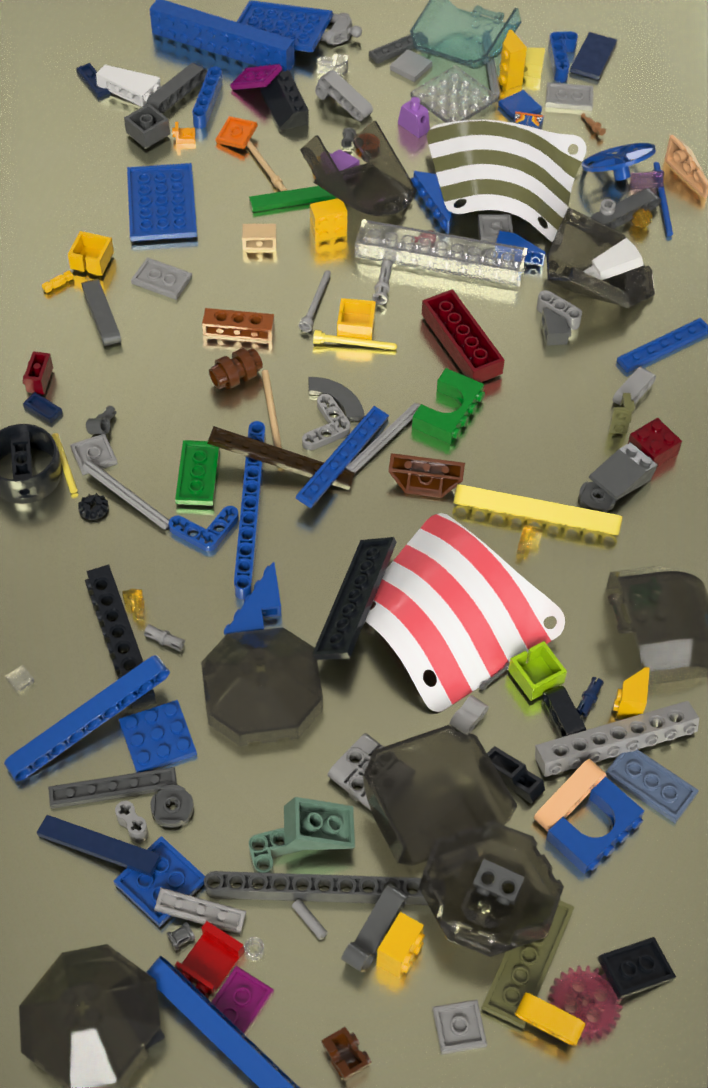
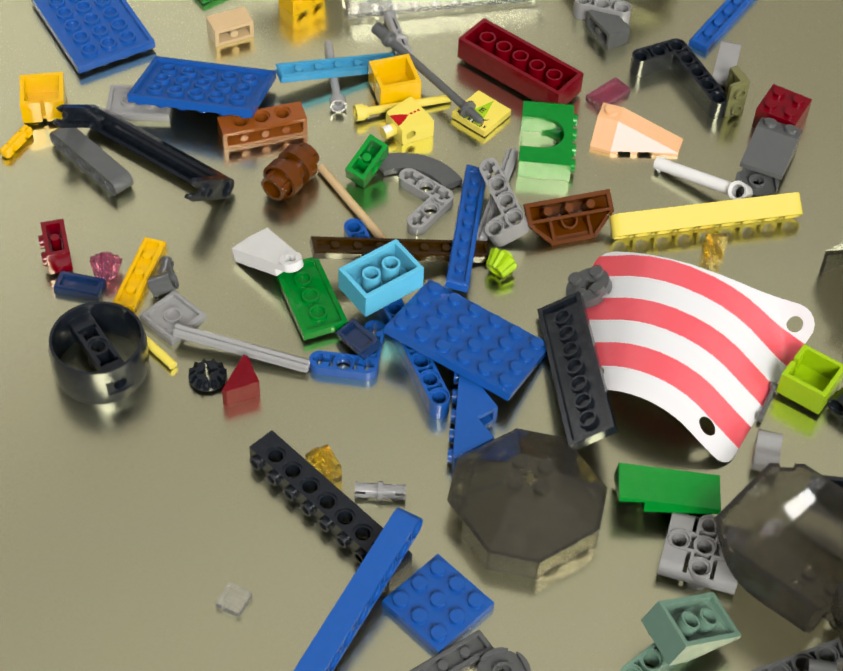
camera: 25 degrees left, 5 degrees down
(65, 398) = (105, 265): none -> clear pink piece
(96, 405) = (140, 270): none -> yellow tile
(111, 521) = (242, 384): none -> dark red slope
(171, 356) = (211, 183): none -> black piece
(182, 427) = (267, 253): none -> white piece
(209, 280) = (202, 86): none -> blue plate
(212, 516) = (358, 338): none -> dark blue tile
(246, 475) = (380, 277): none -> medium azure brick
(289, 545) = (467, 339): none -> blue plate
(296, 379) = (367, 161): none -> green brick
(312, 293) = (326, 67): none -> dark azure tile
(348, 357) = (407, 122): none -> light yellow torso
(353, 493) = (500, 262): none -> lime piece
(367, 716) = (668, 489): none -> green slope
(370, 284) = (388, 39): none -> dark grey bar
(382, 445) = (509, 215): none -> light grey beam
(409, 535) = (595, 278): none -> dark grey plate
(412, 367) = (491, 111): none -> light yellow tile
(515, 418) = (627, 132): none -> light nougat wedge
(523, 382) = (608, 93): none -> clear pink tile
(568, 493) = (702, 178): none -> white piece
(597, 368) = (687, 67): none -> black beam

